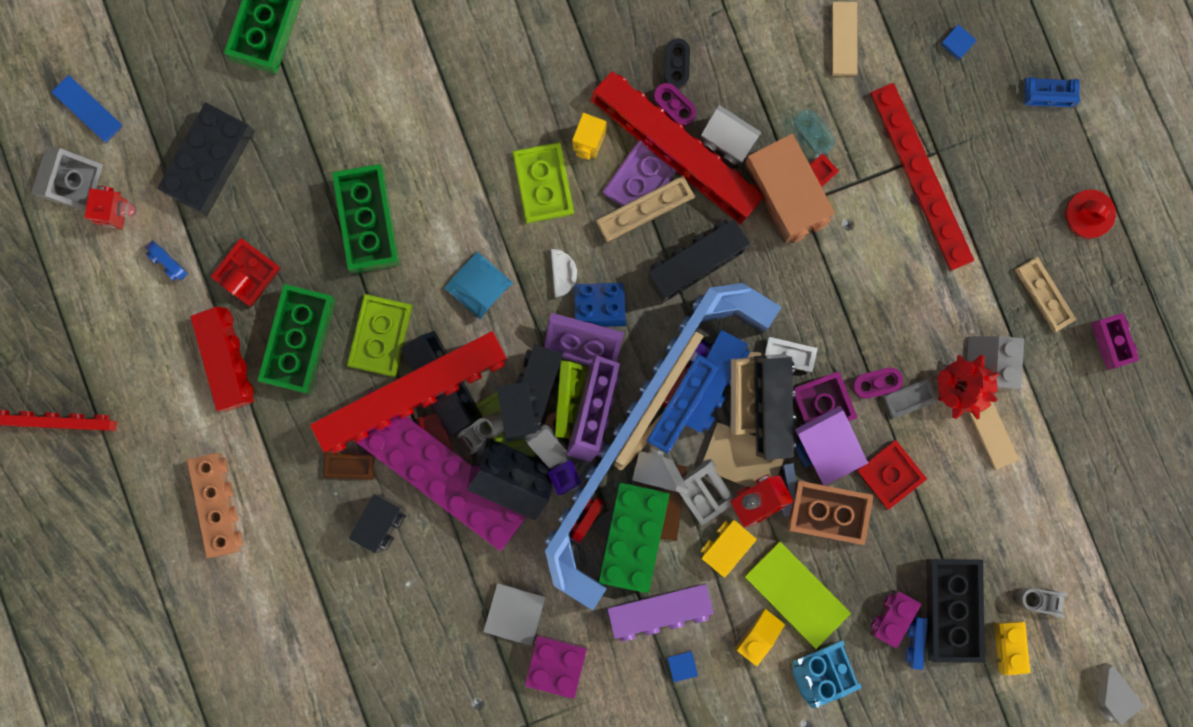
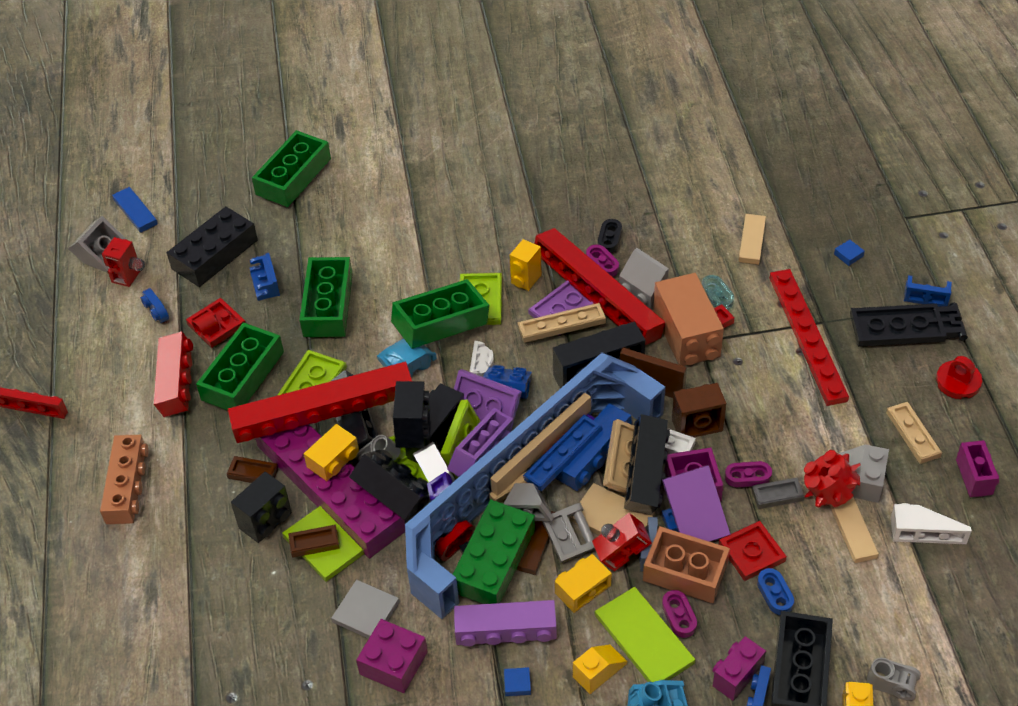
camera: 15 degrees right, 35 degrees down
(282, 195) = (264, 277): none -> blue hinge
(438, 456) = (331, 452): none -> yellow brick
(442, 548) = (313, 541): none -> reddish brown tile
(449, 544) = (330, 562): none -> lime tile
(508, 235) = (439, 313): none -> green brick
(761, 274) = (665, 372): none -> reddish brown tile
(817, 318) = (699, 410): none -> reddish brown brick
(829, 564) = (681, 615): none -> magenta plate
(920, 521) = (777, 592): none -> blue plate
(1030, 146) = (907, 324): none -> black hinge
(1059, 417) = (923, 525): none -> white slope

